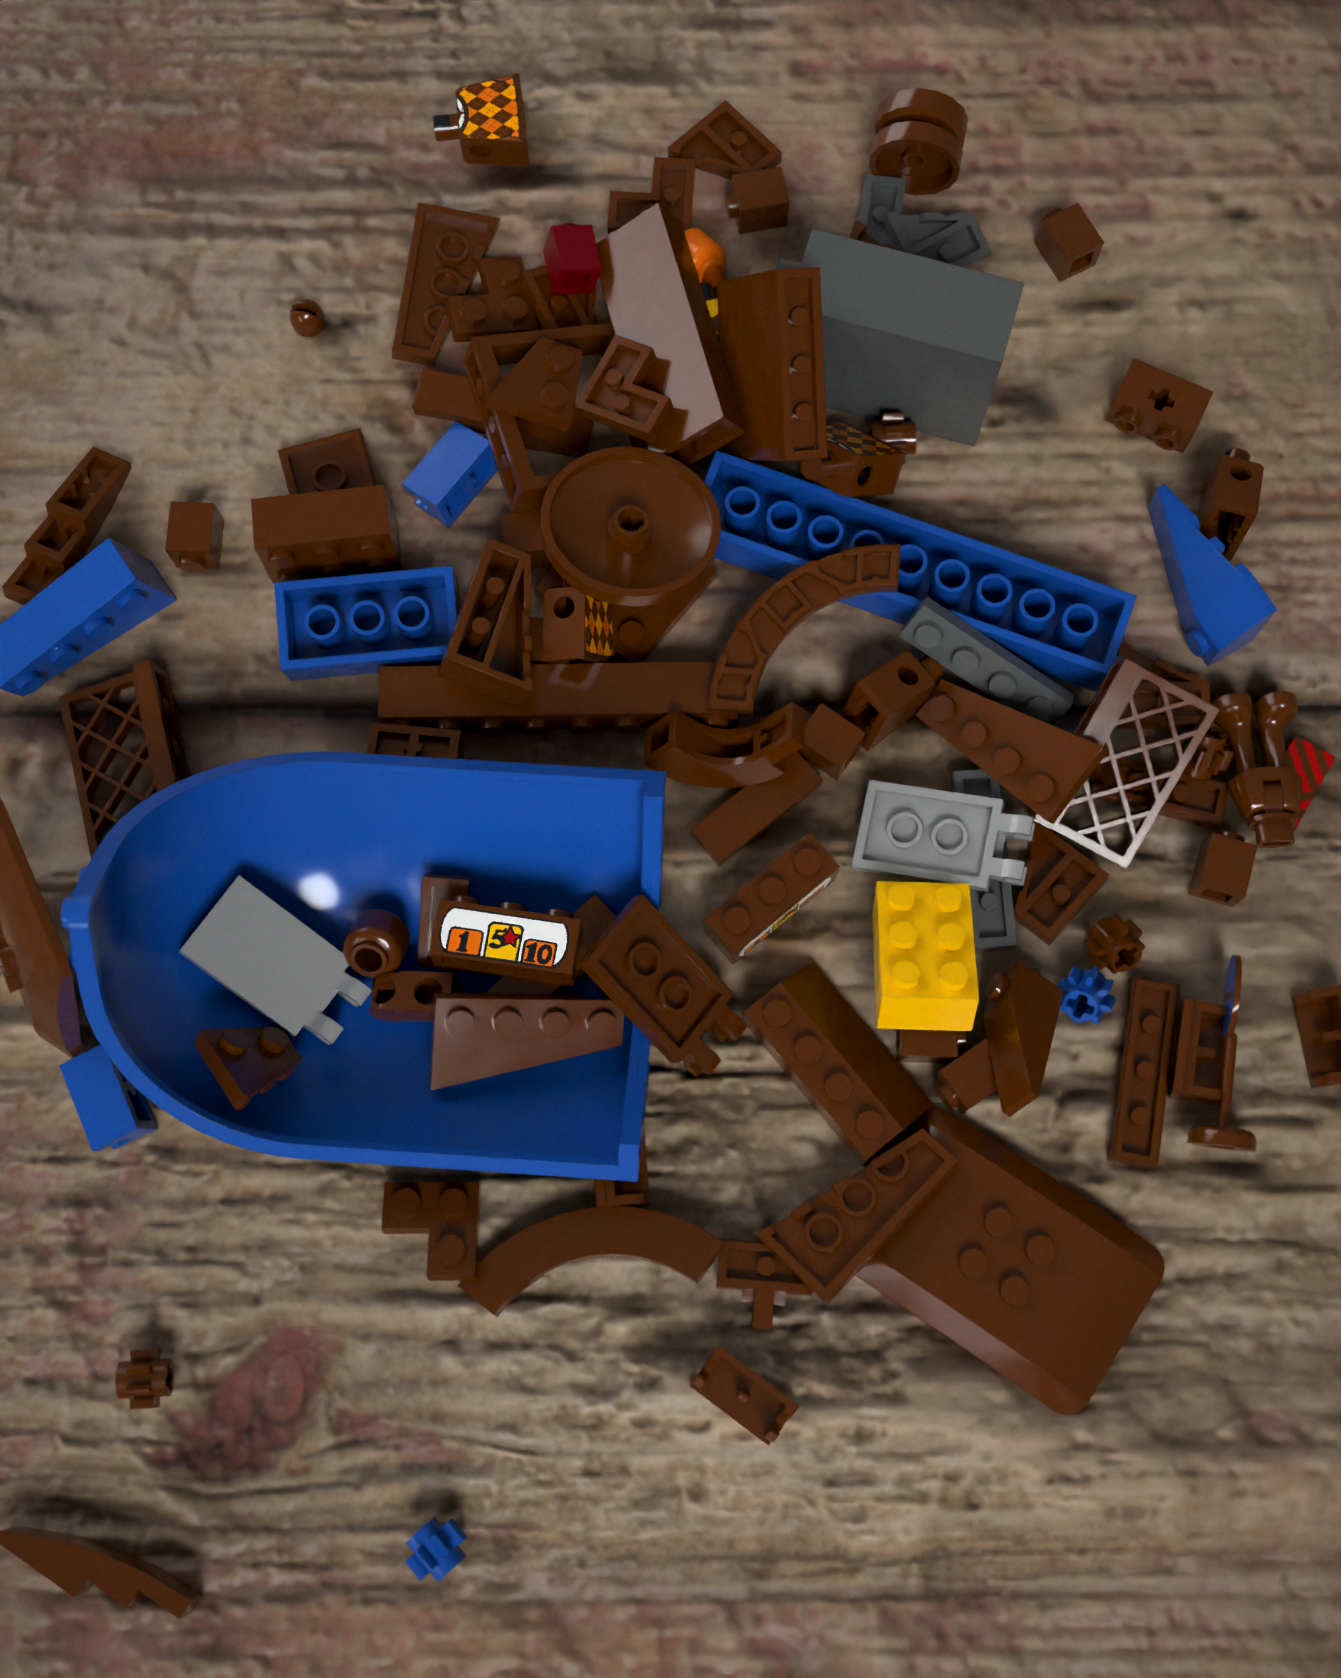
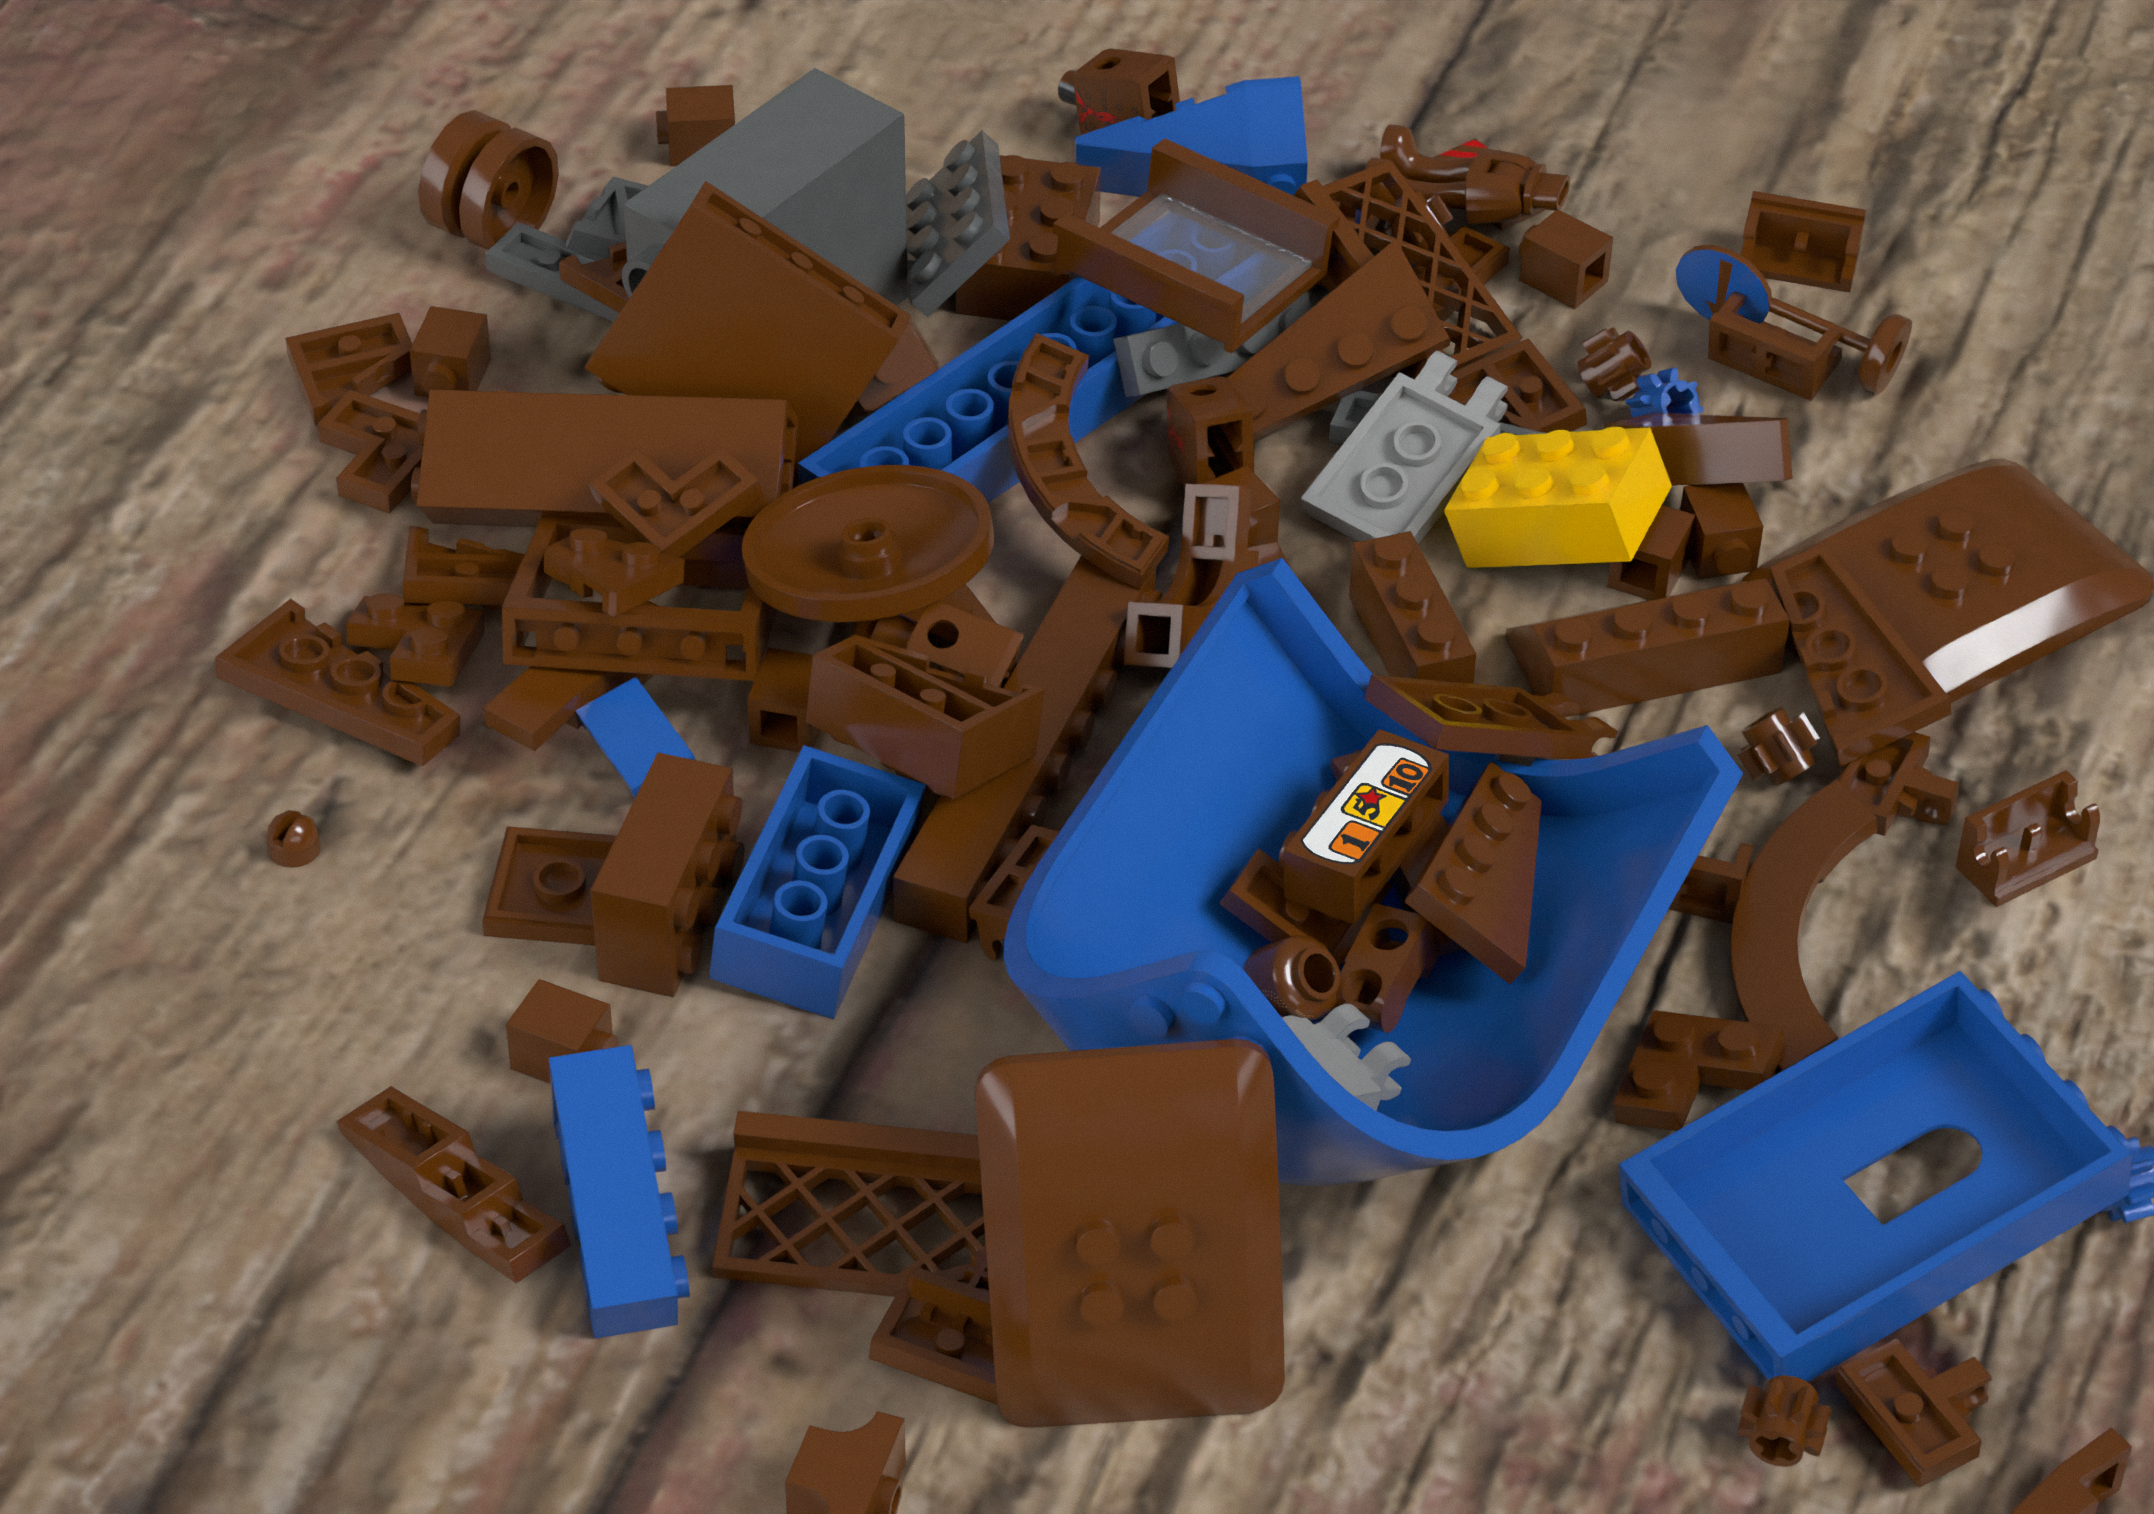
camera: 70 degrees left, 30 degrees down
(56, 849) = (942, 1329): none -> reddish brown slope
(106, 1101) = (1358, 1352): blue hinge -> none
(194, 1461) = (1916, 1410): none -> reddish brown hinge
(247, 1059) = (1427, 1099): reddish brown wing -> none
(296, 1341) = (1786, 1250): none -> blue panel
(488, 122) = (144, 561): reddish brown torso -> none
(572, 259) = (423, 523): dark red brick -> none
(758, 1188) = (1778, 746): none -> reddish brown gear
(1016, 444) = (955, 222): none -> dark grey plate
(1039, 617) = (1203, 246): none -> reddish brown piece
(1052, 497) = (1025, 266): none -> reddish brown brick
(1143, 1072) = (1812, 418): reddish brown tile -> none
(1177, 402) = (959, 113): reddish brown brick -> none

